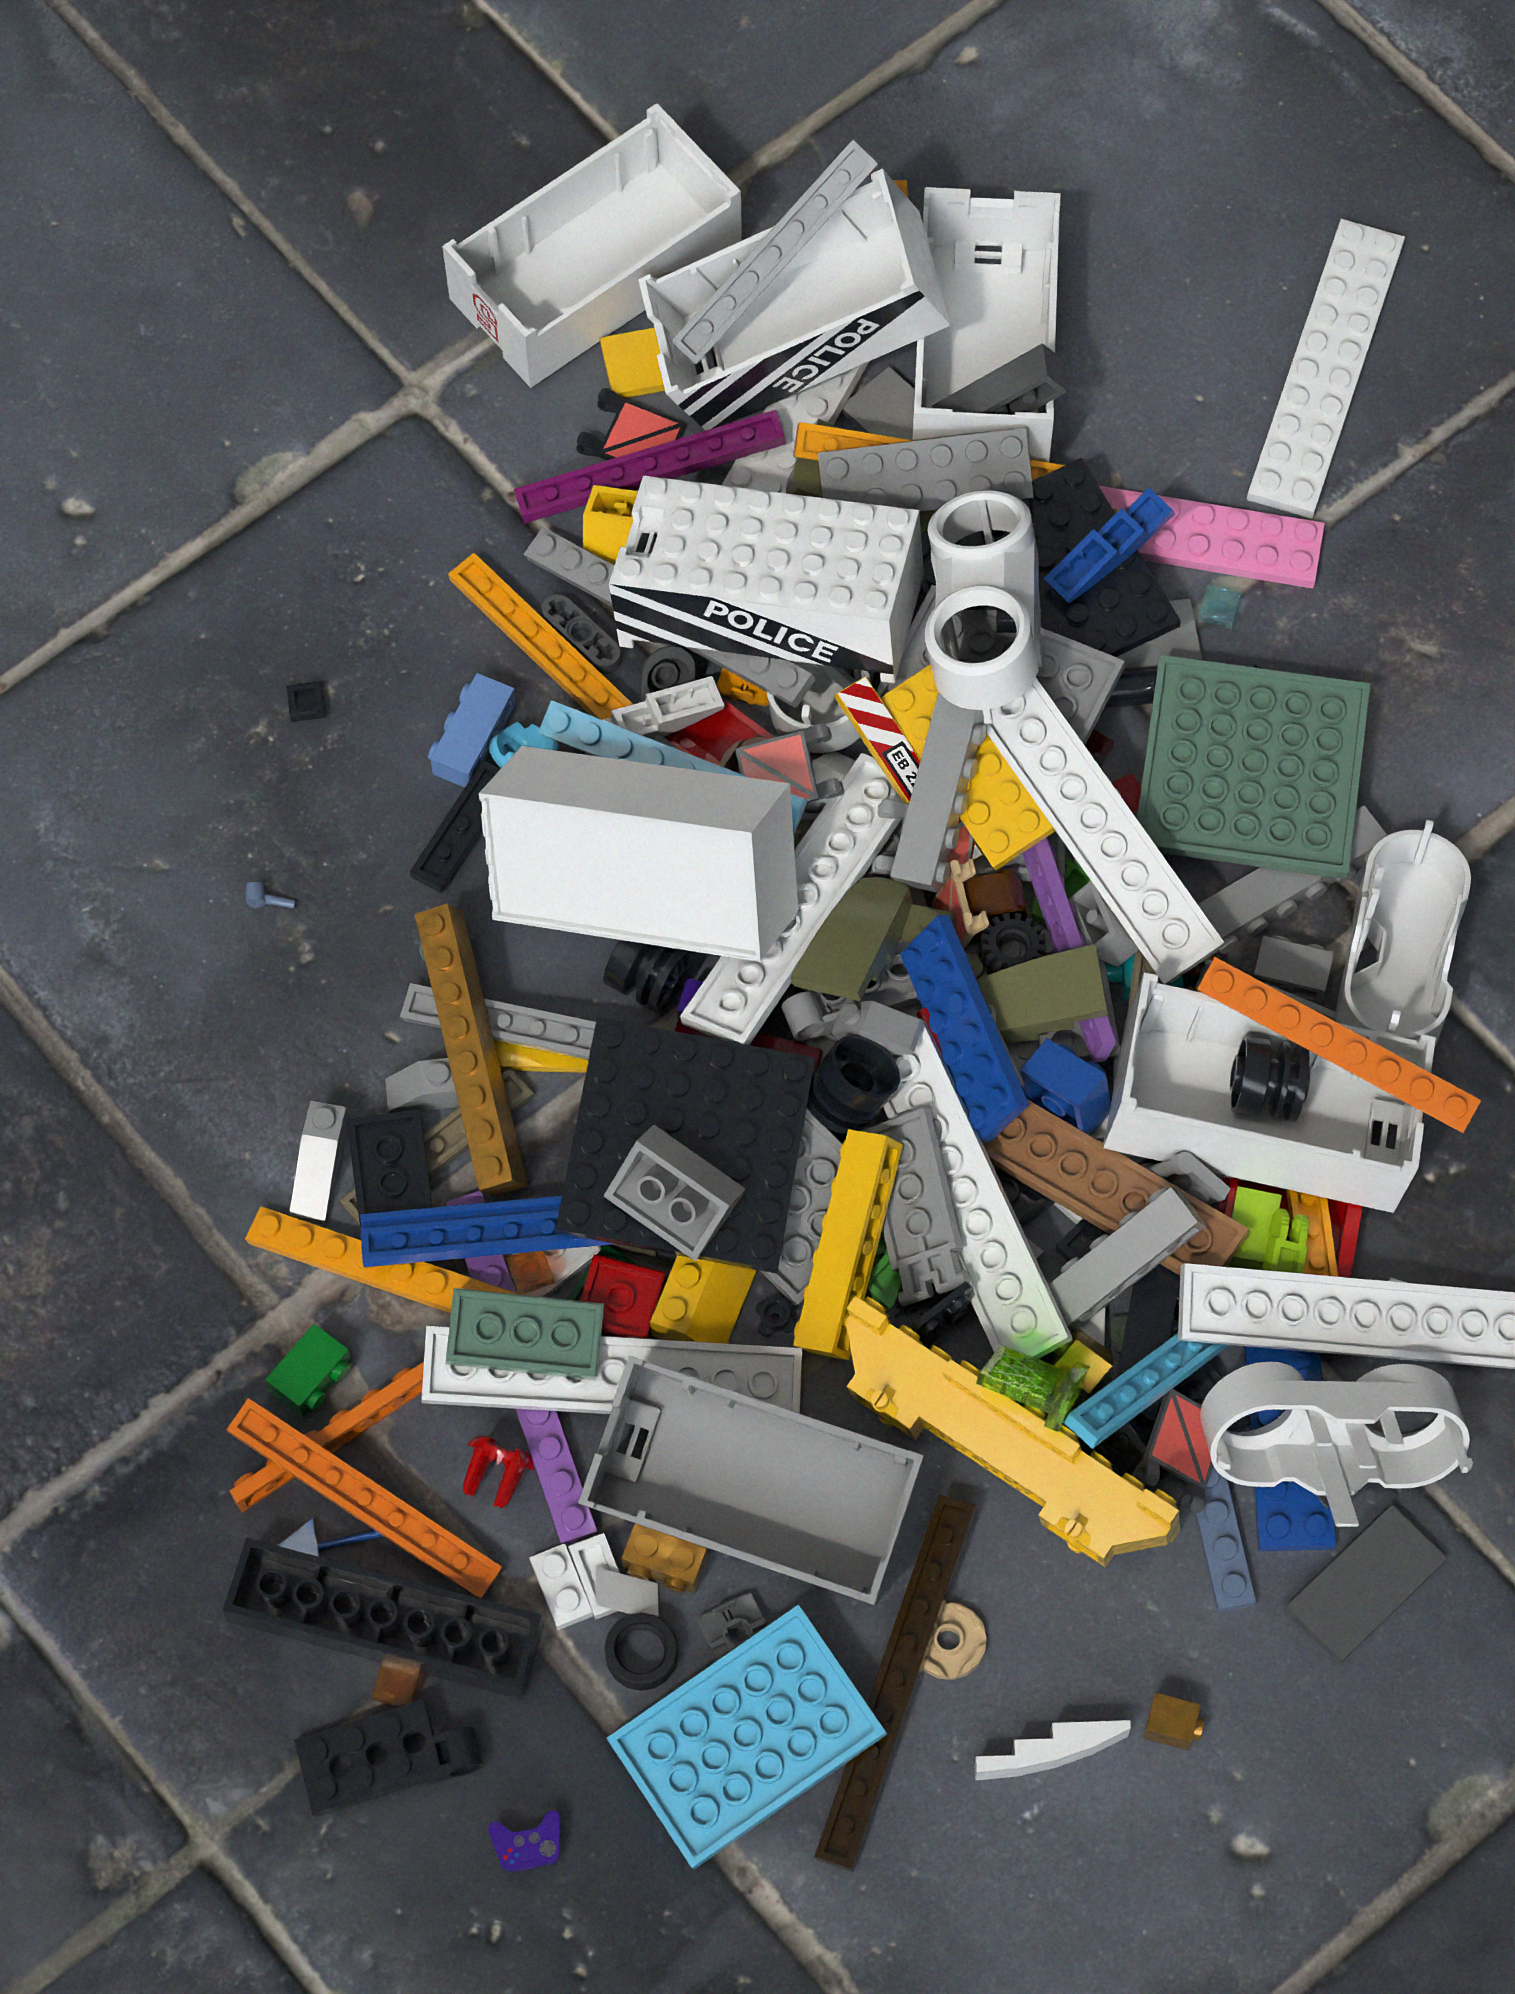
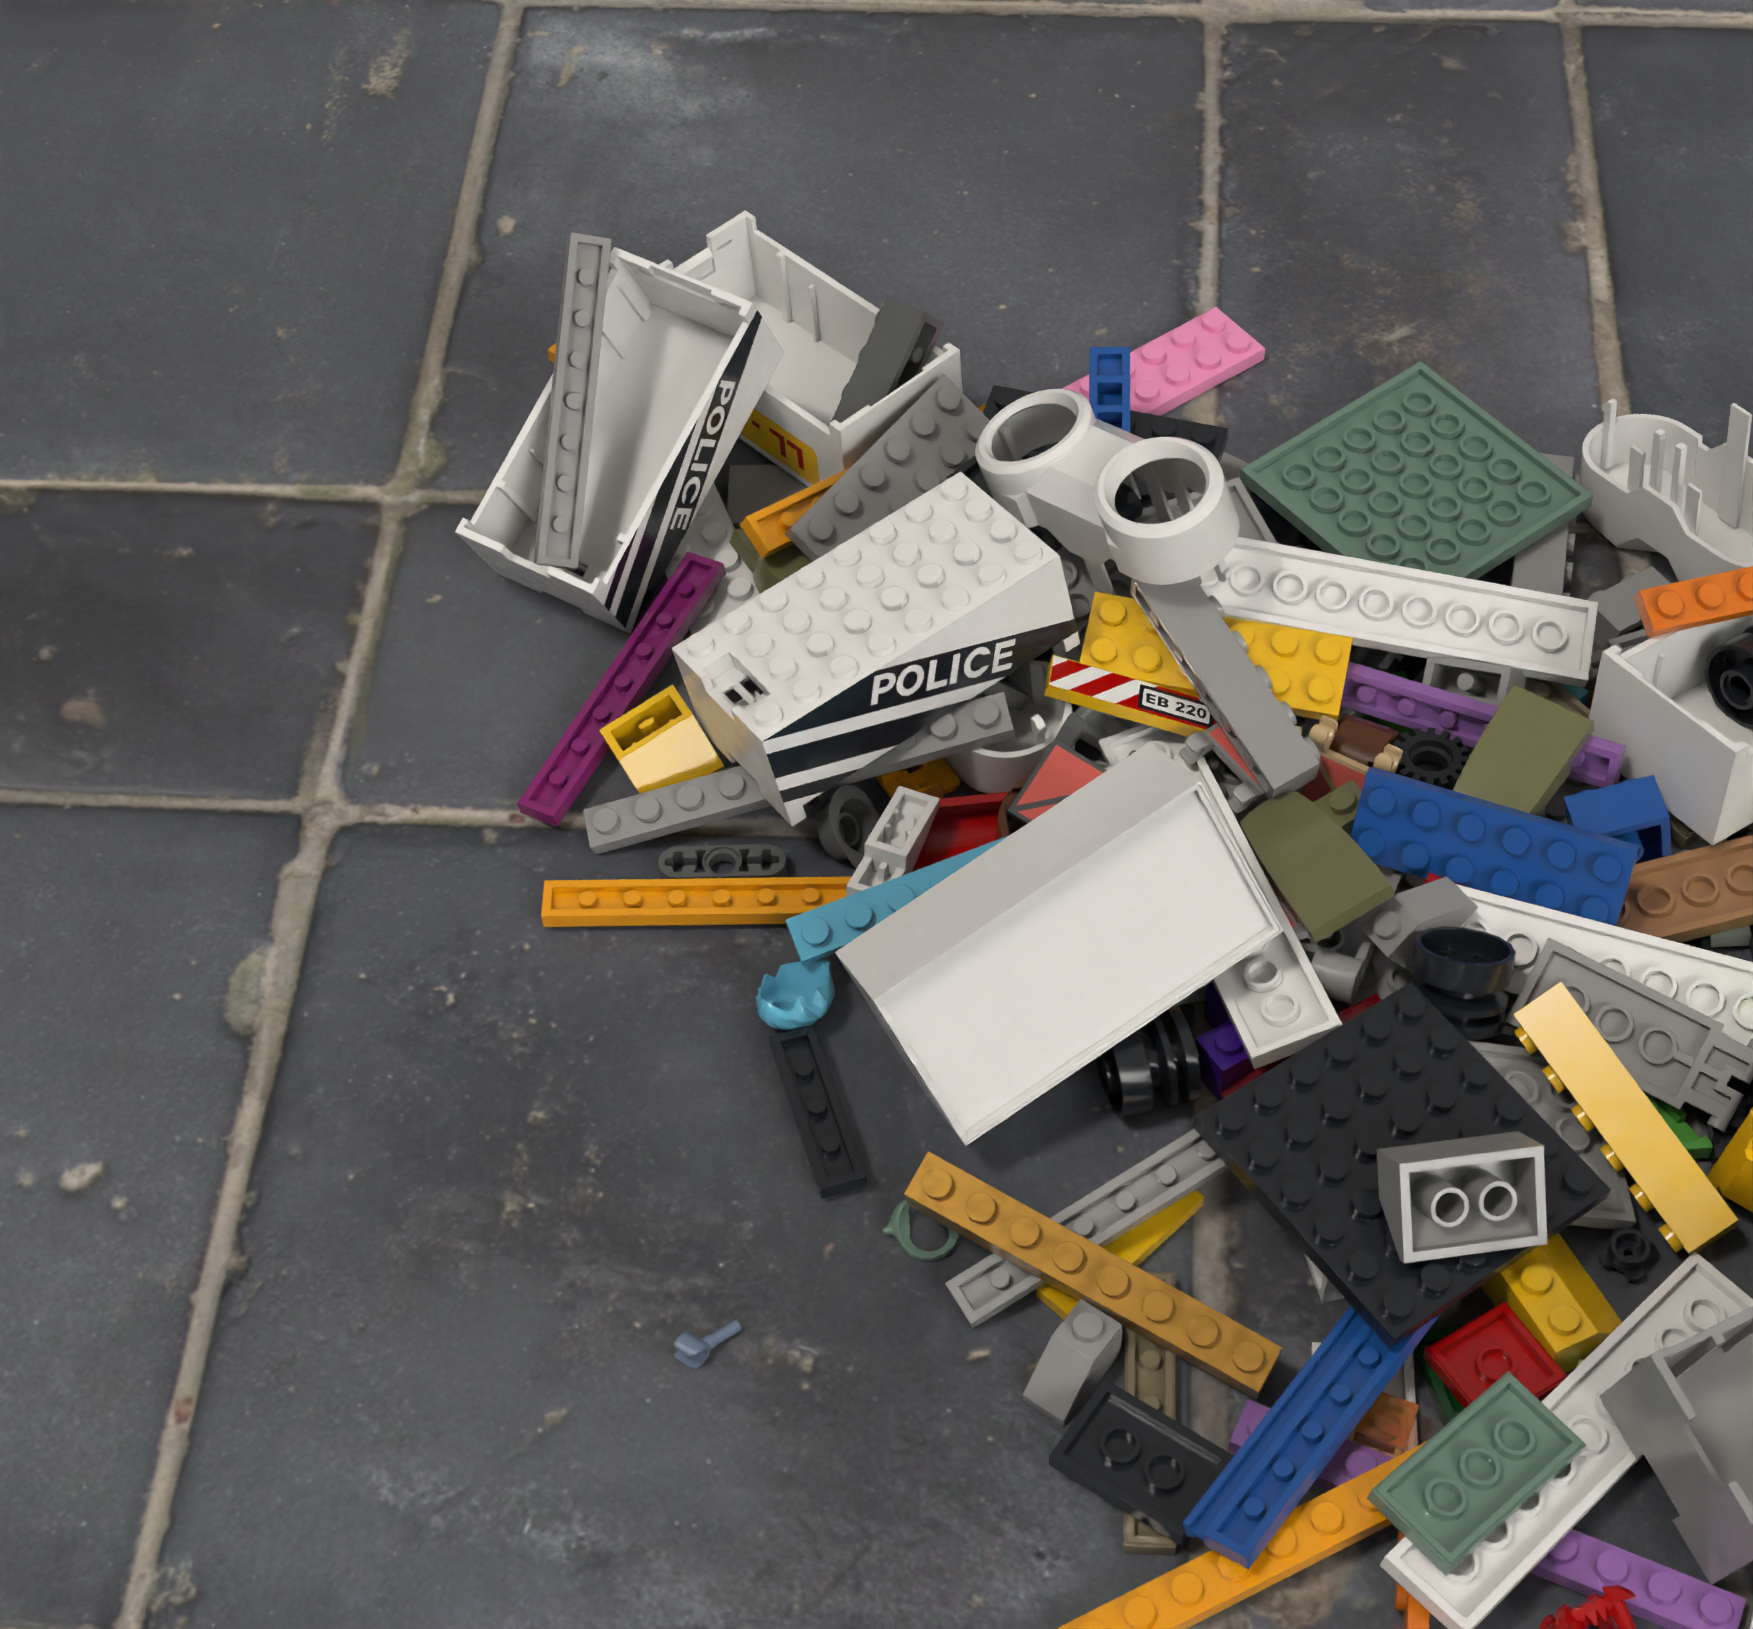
camera: 45 degrees left, 15 degrees down
(306, 701) = (529, 1141): black tile -> none
(319, 1161) = (1061, 1526): slope -> none
(468, 731) = (726, 1024): medium blue brick -> none
(572, 253) = (367, 557): white piece -> none
(631, 430) = (564, 681): flag -> none
(632, 363) = (505, 627): yellow tile -> none
(1219, 606) = (1221, 414): clear light blue plate -> none
(1325, 369) = (1074, 218): white plate -> none

